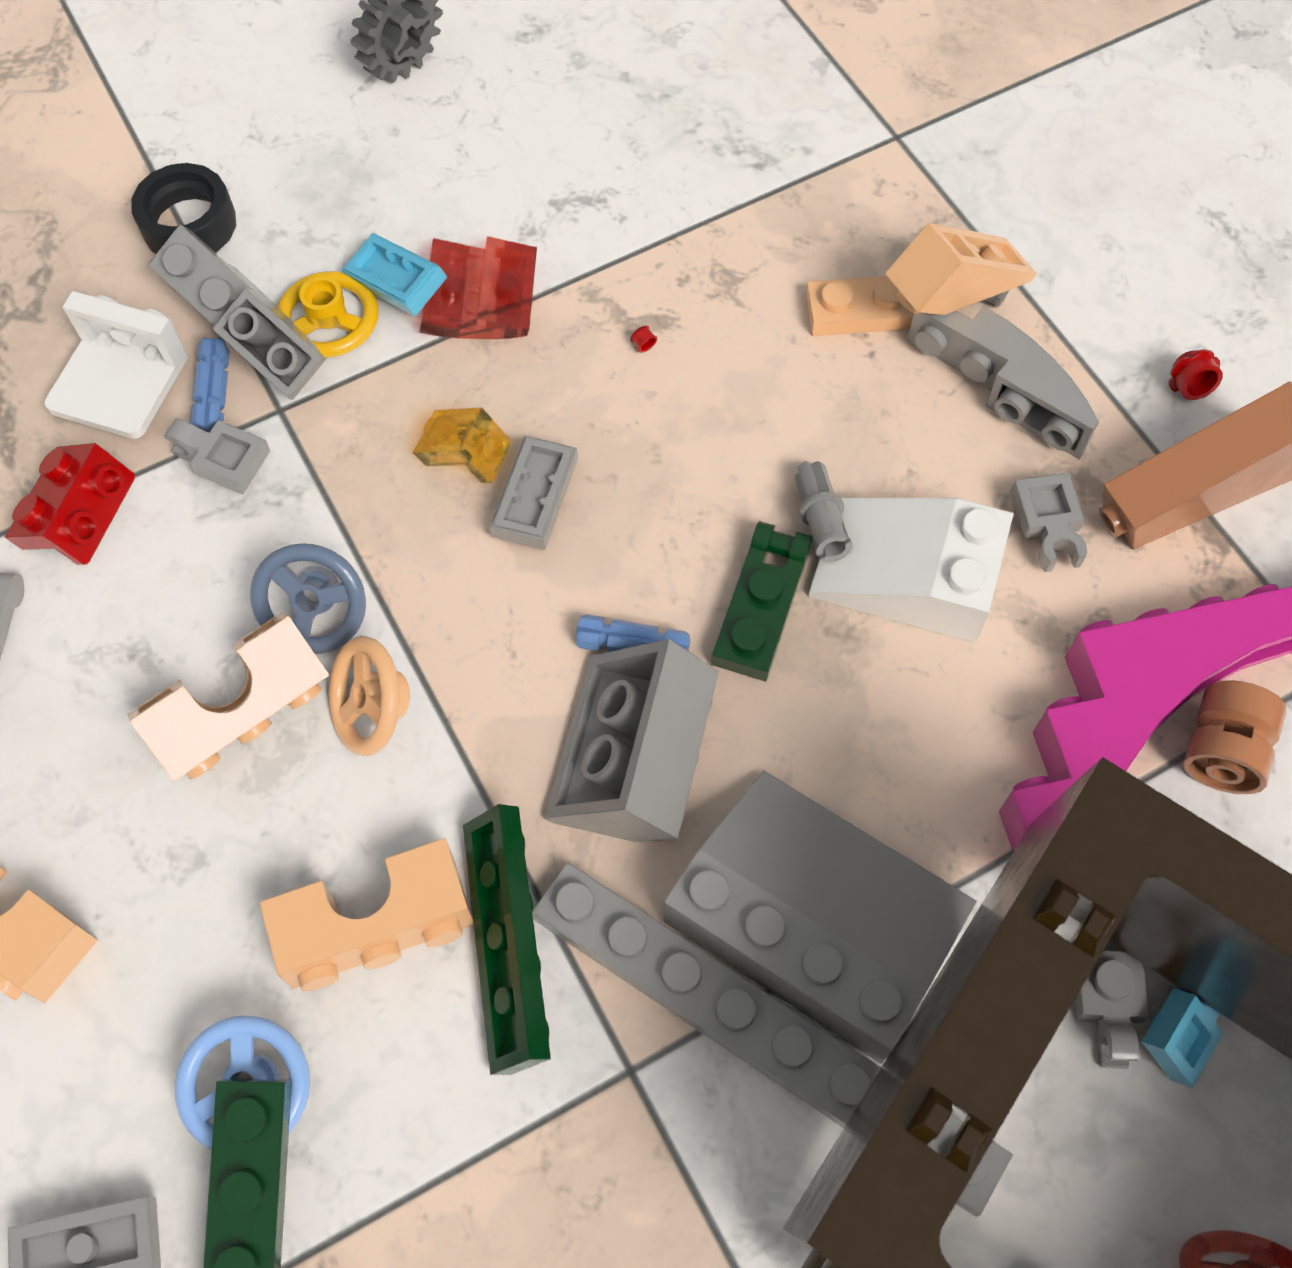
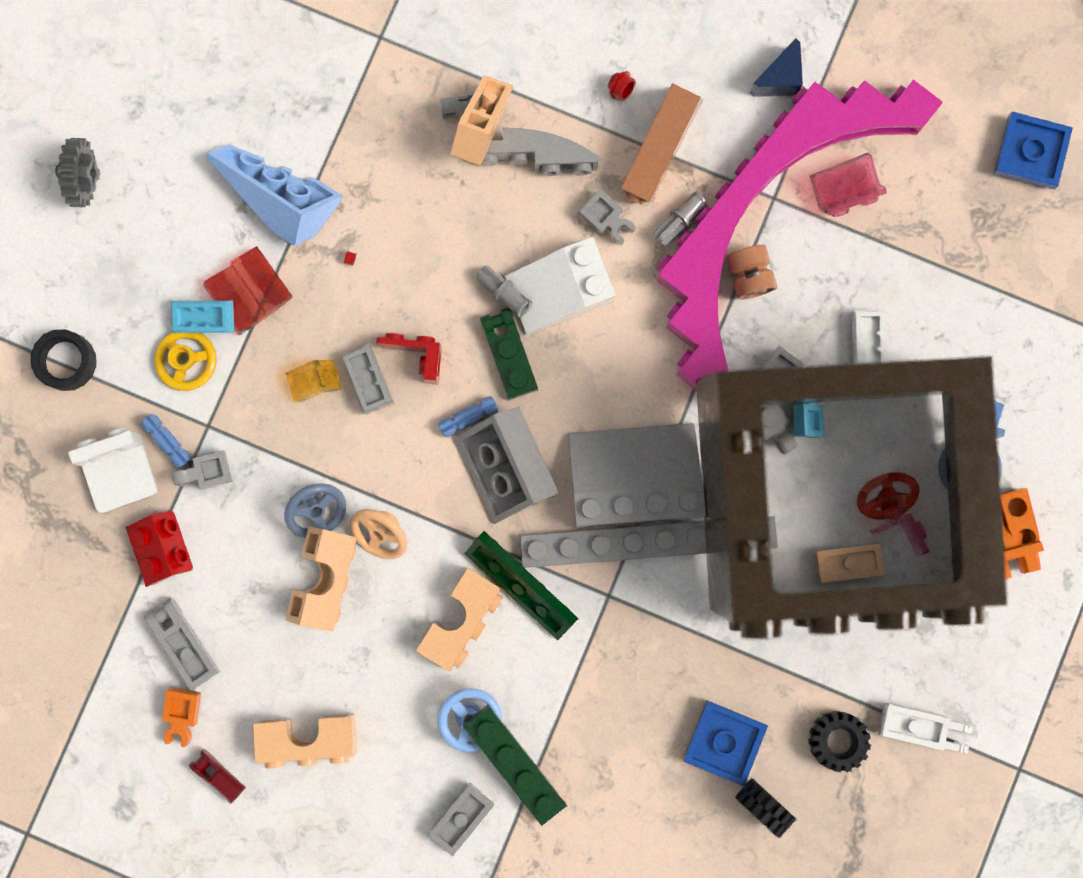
camera: 35 degrees left, 20 degrees up
(238, 311) = (150, 393): light grey slope -> none
(614, 212) = (283, 202): none -> light blue wedge
(650, 511) = (429, 364): none -> red bracket
(855, 306) = (434, 162): light nougat plate -> none
(1162, 591) = (680, 219): none -> light grey axle

